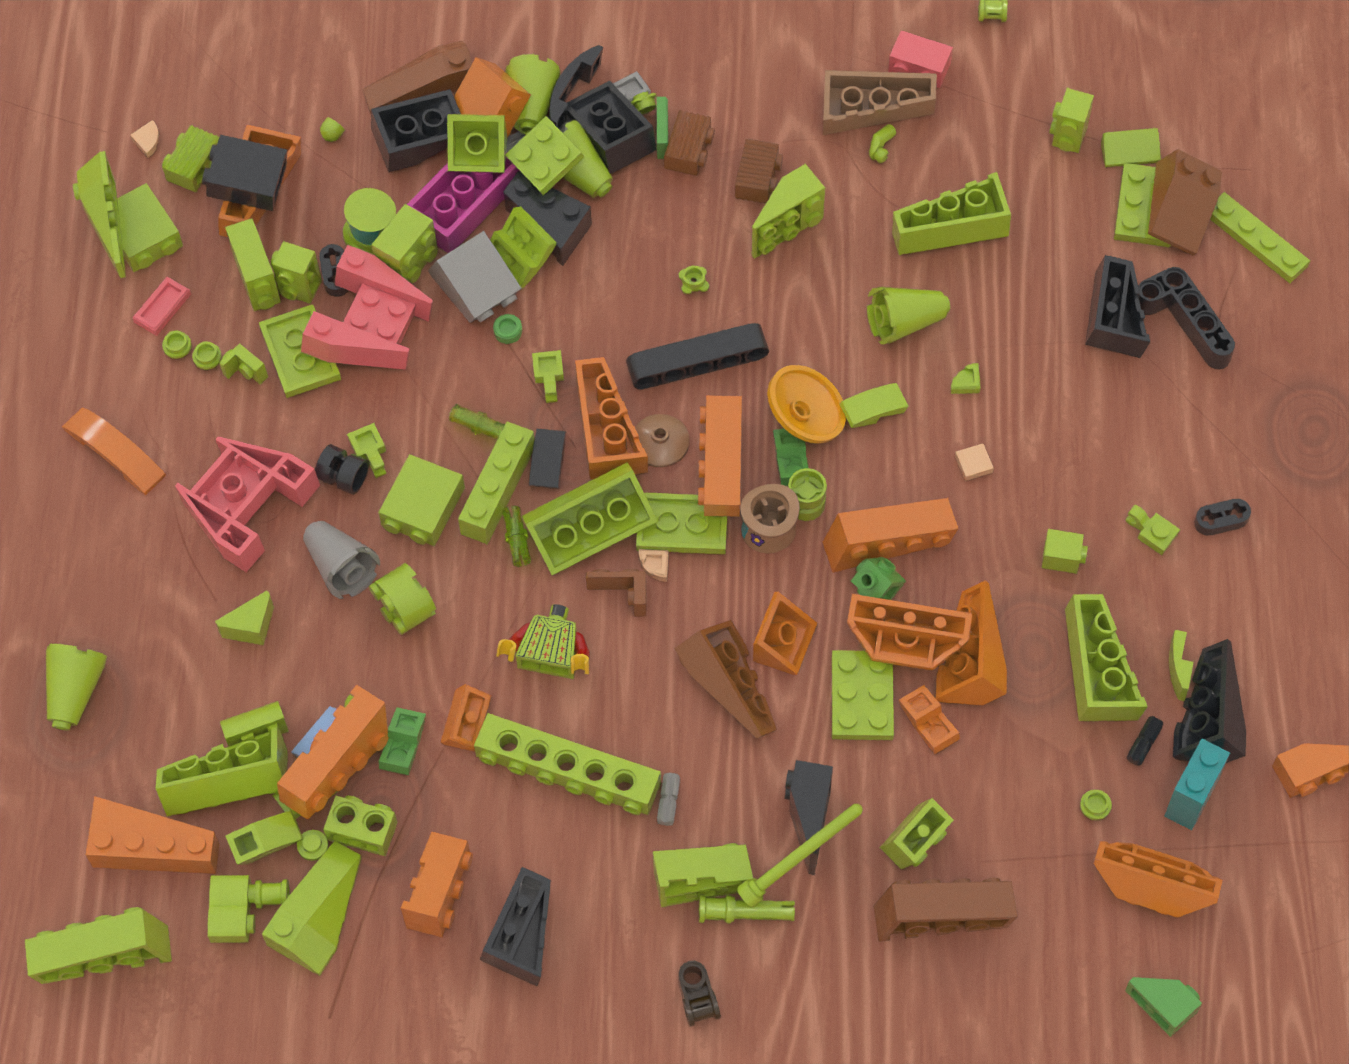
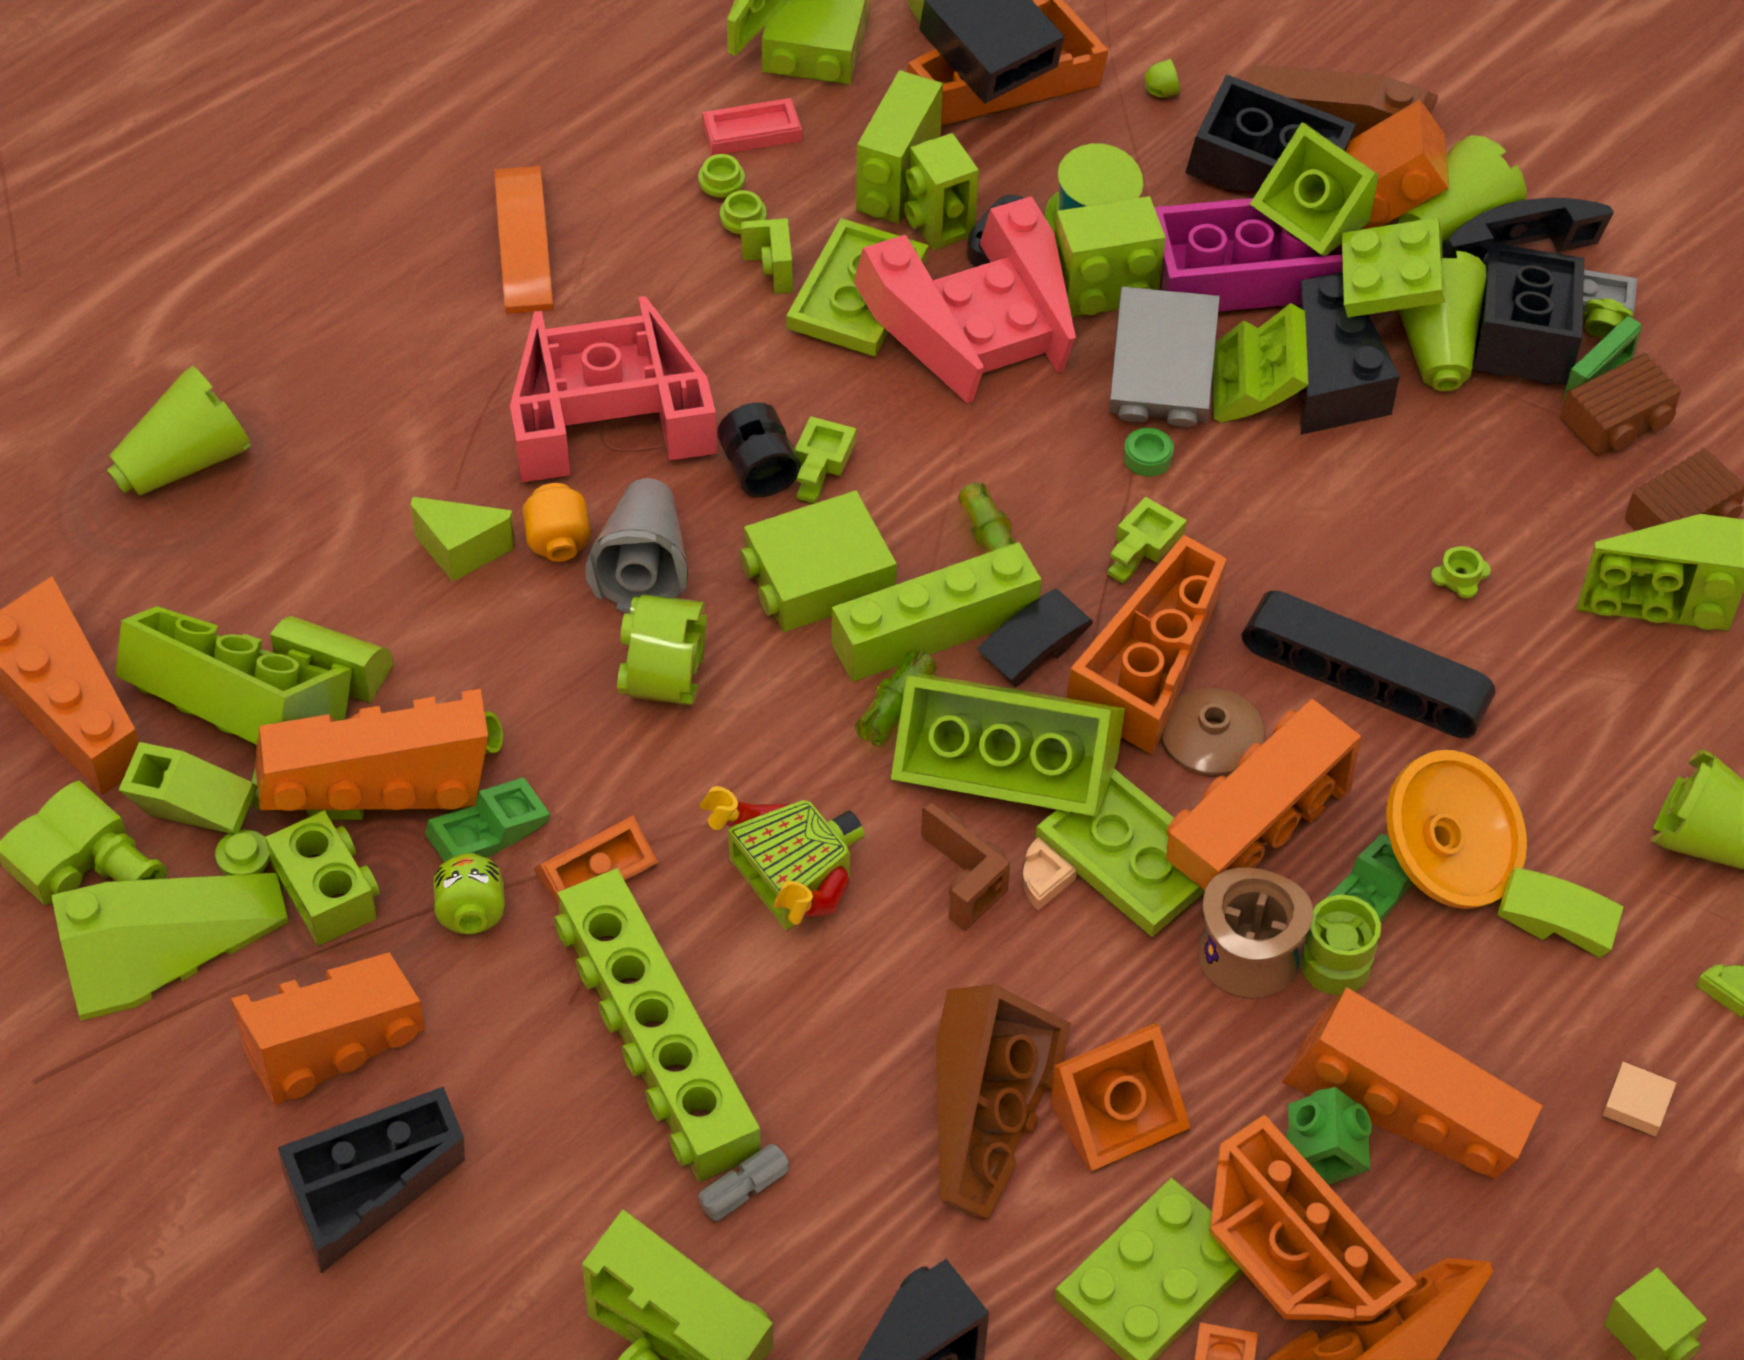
camera: 40 degrees right, 10 degrees down
(287, 578) = (556, 520): none -> light orange head
(431, 778) = (468, 891): none -> lime head

